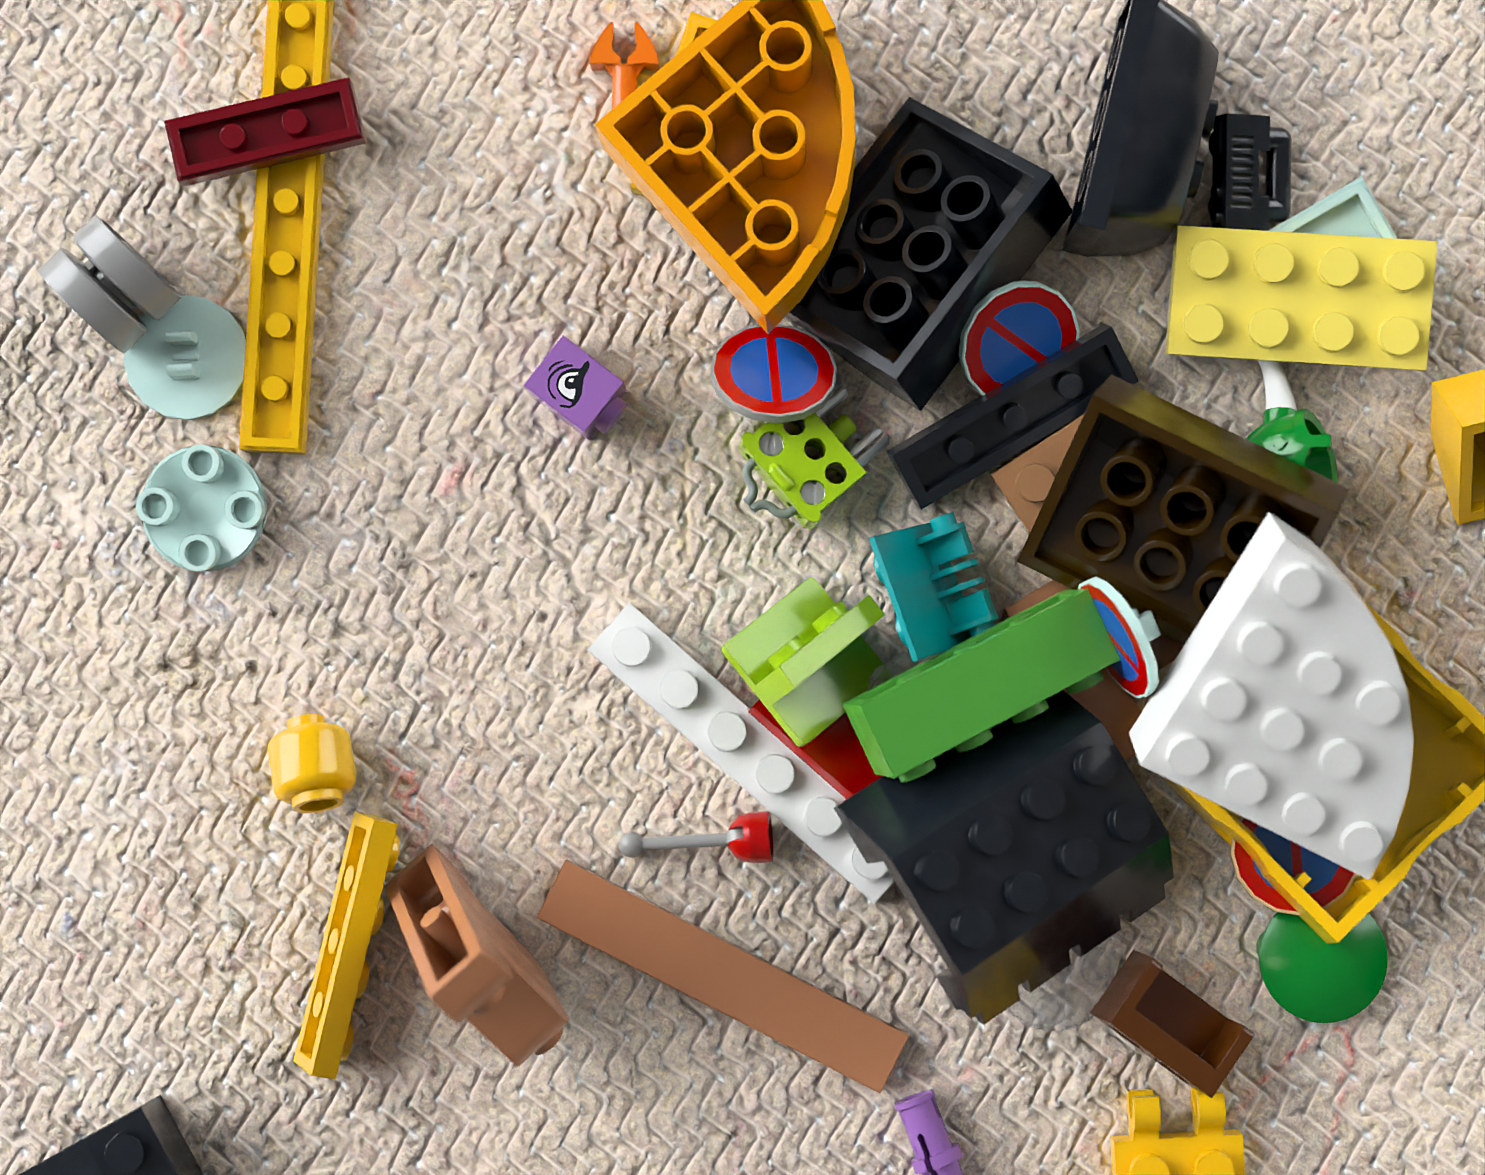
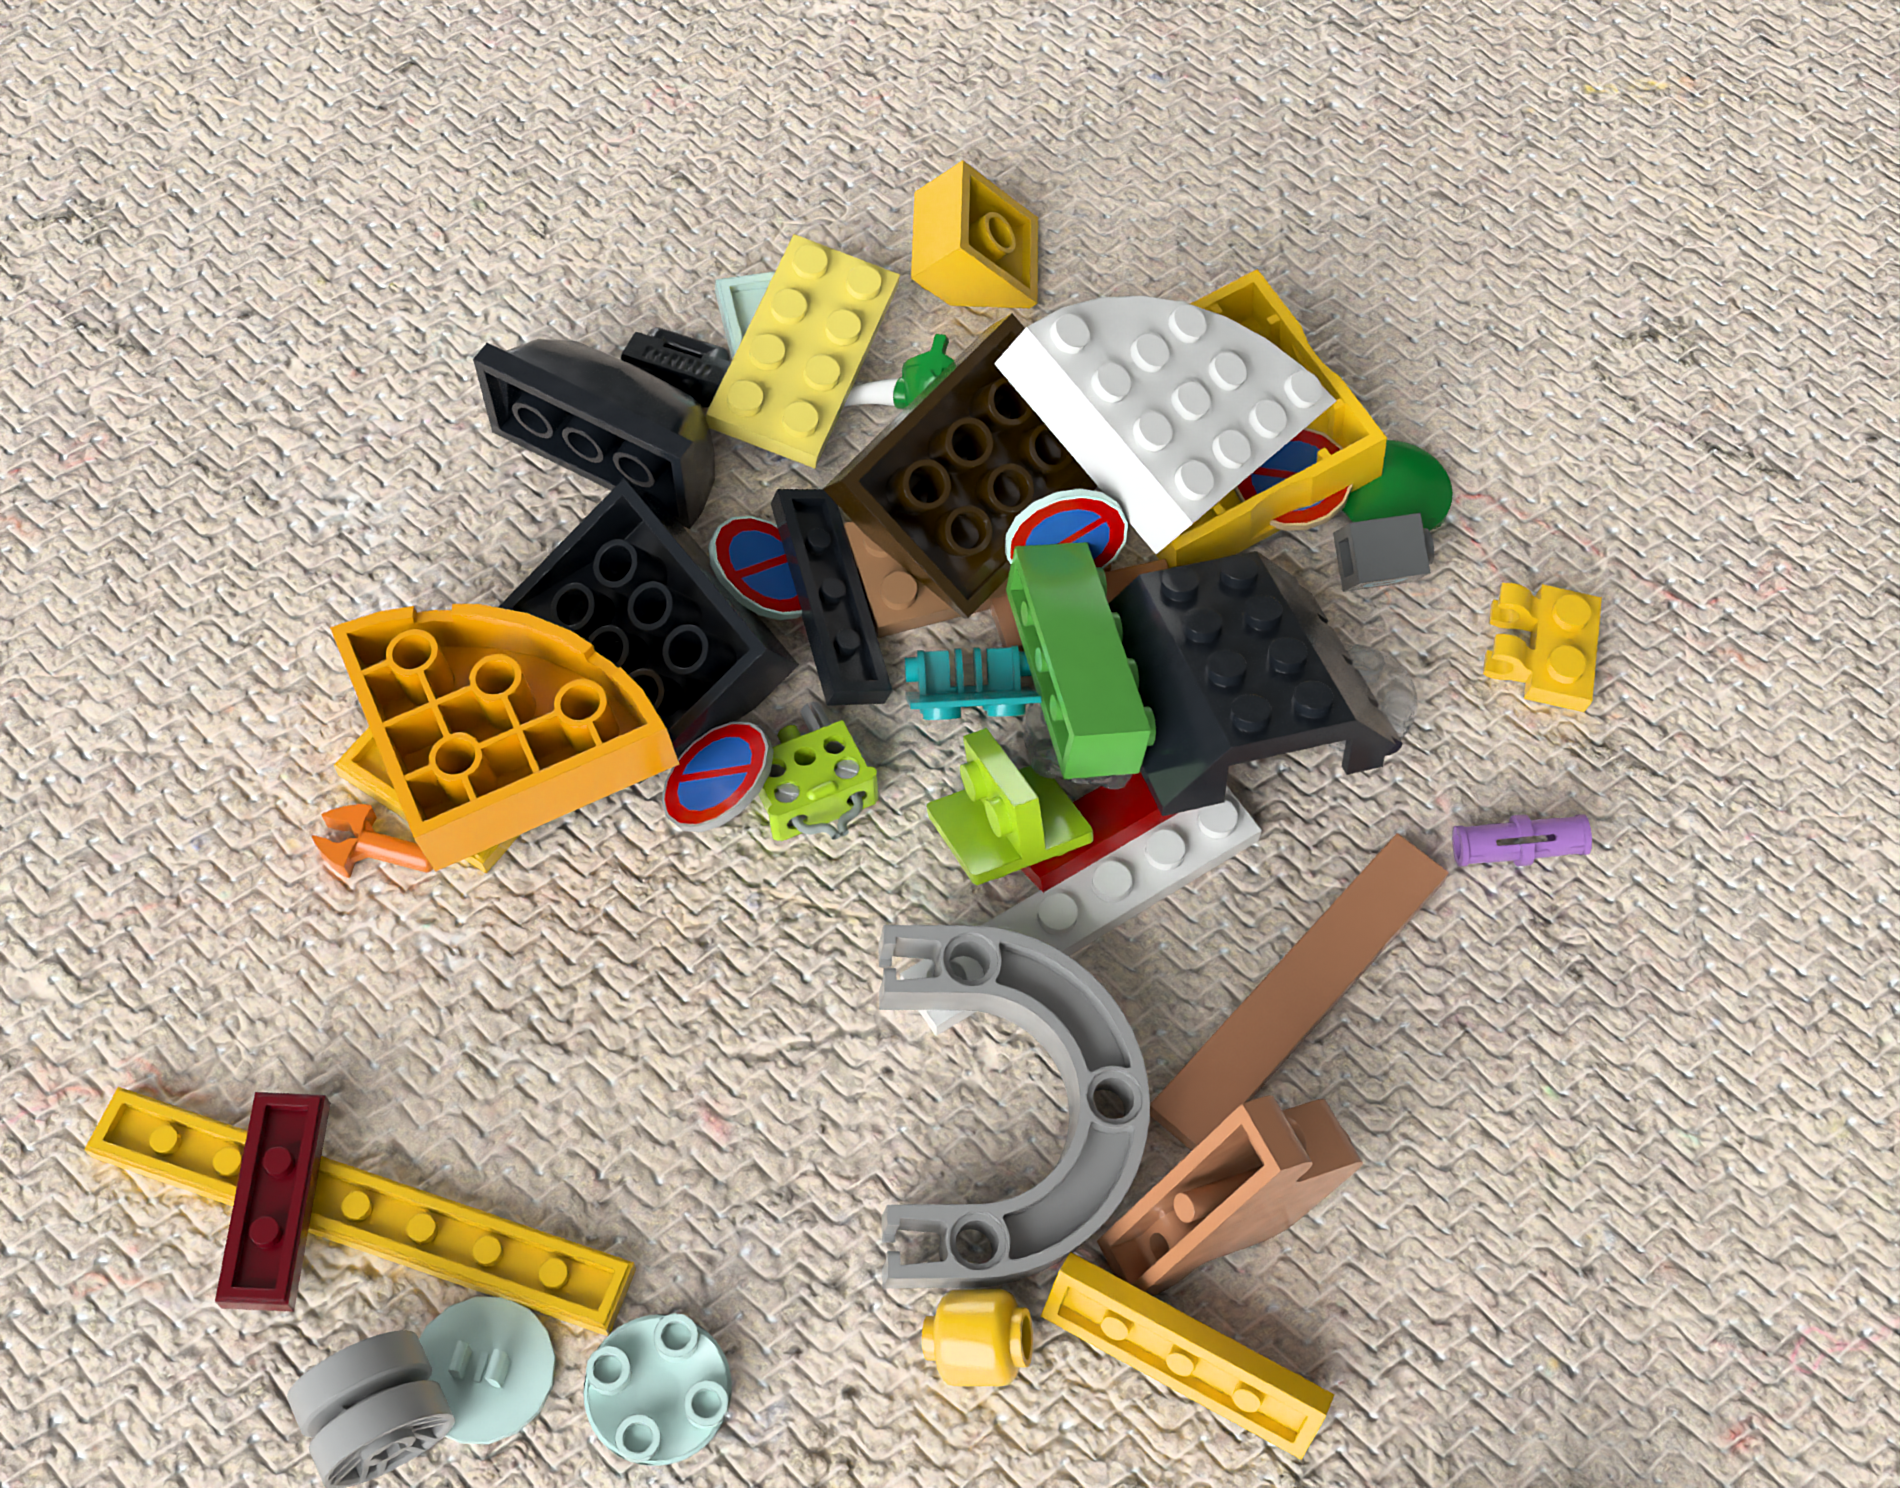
camera: 80 degrees left, 25 degrees down
(497, 827) = (1093, 1052): none -> light grey piece
(578, 389) = (668, 961): medium lavender brick -> none
(747, 838) = (1169, 924): hinge -> none
(1172, 1024) = (1433, 613): reddish brown panel -> none
(1225, 964) = (1383, 552): none -> dark grey brick

